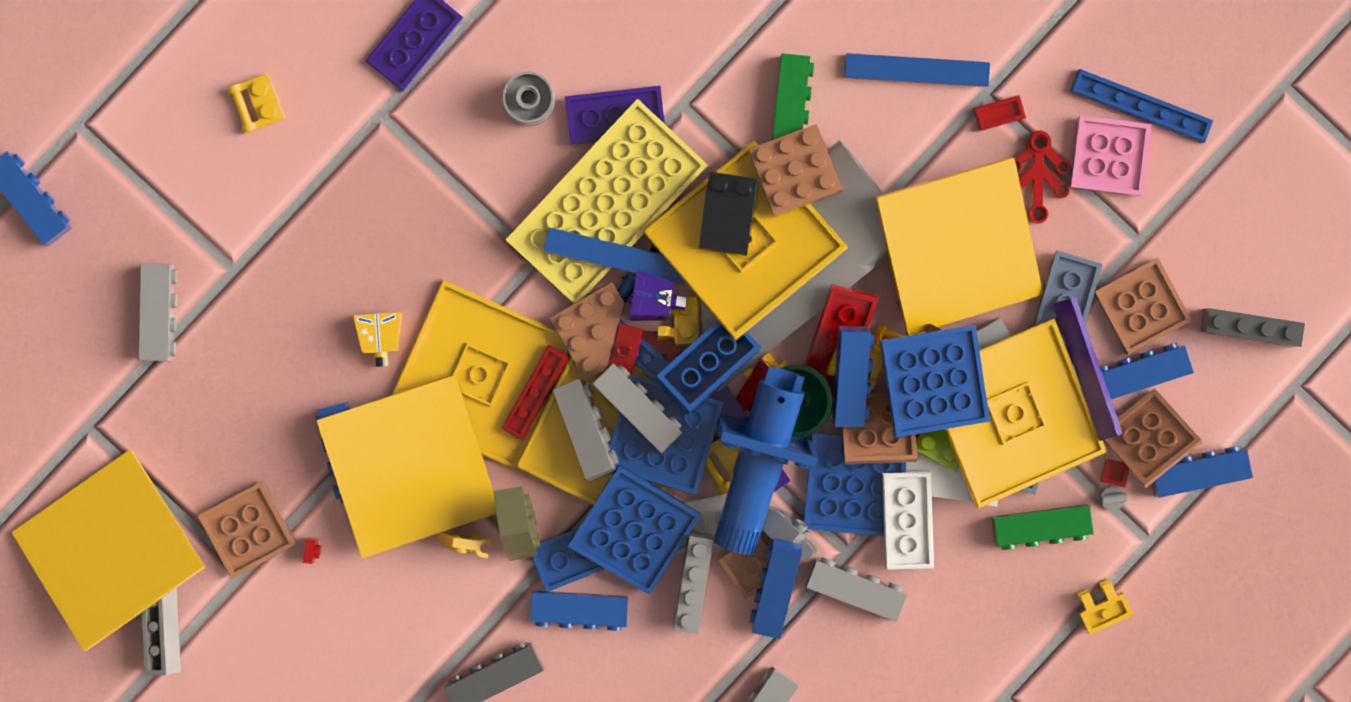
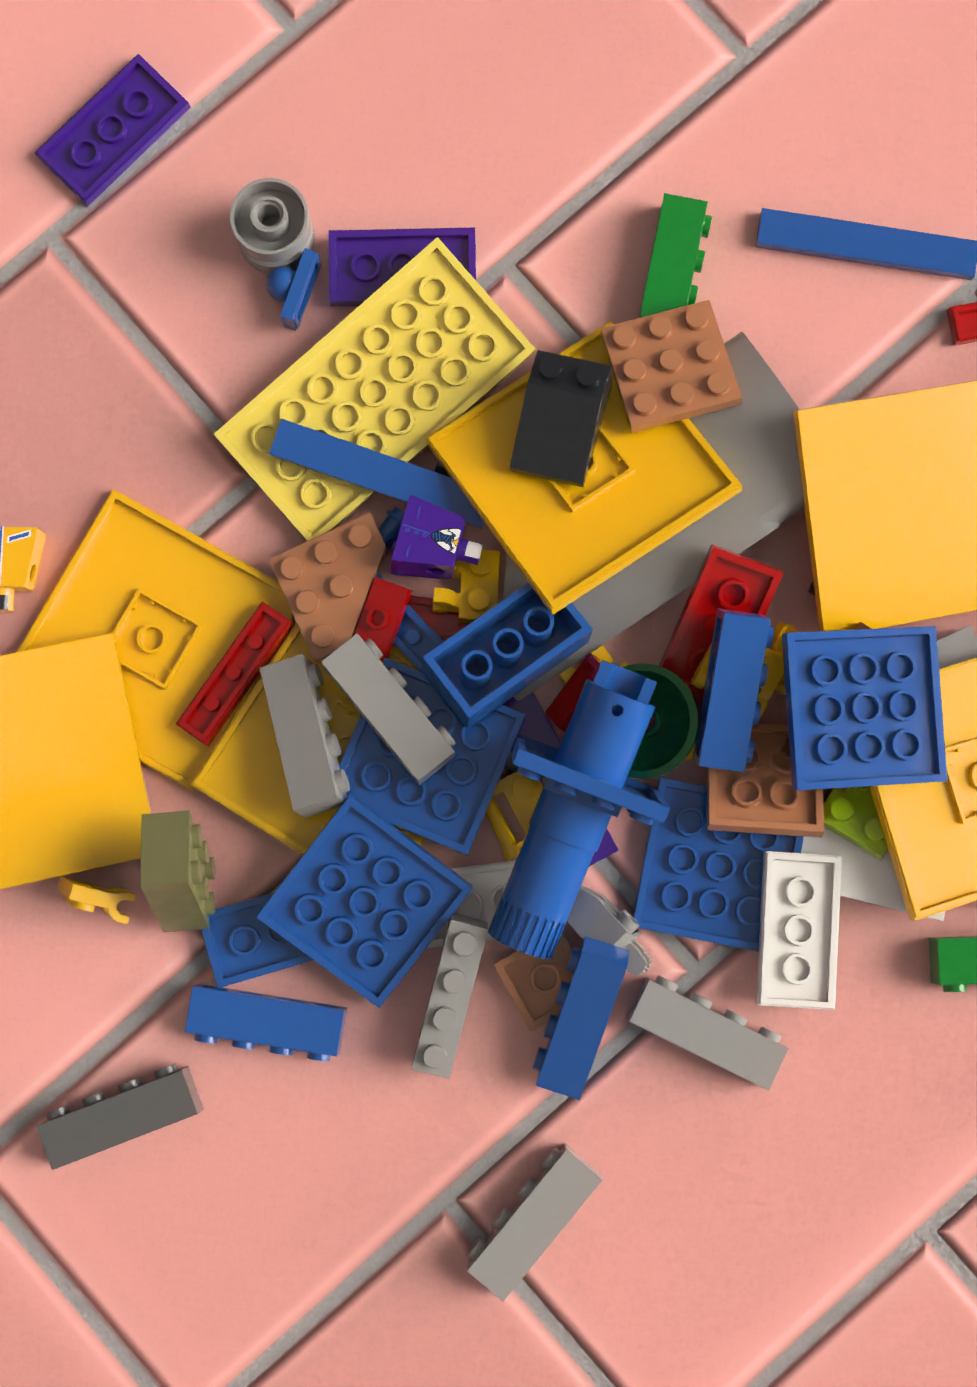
camera: 10 degrees right, 5 degrees down
(545, 136) = (294, 287): none -> blue tile

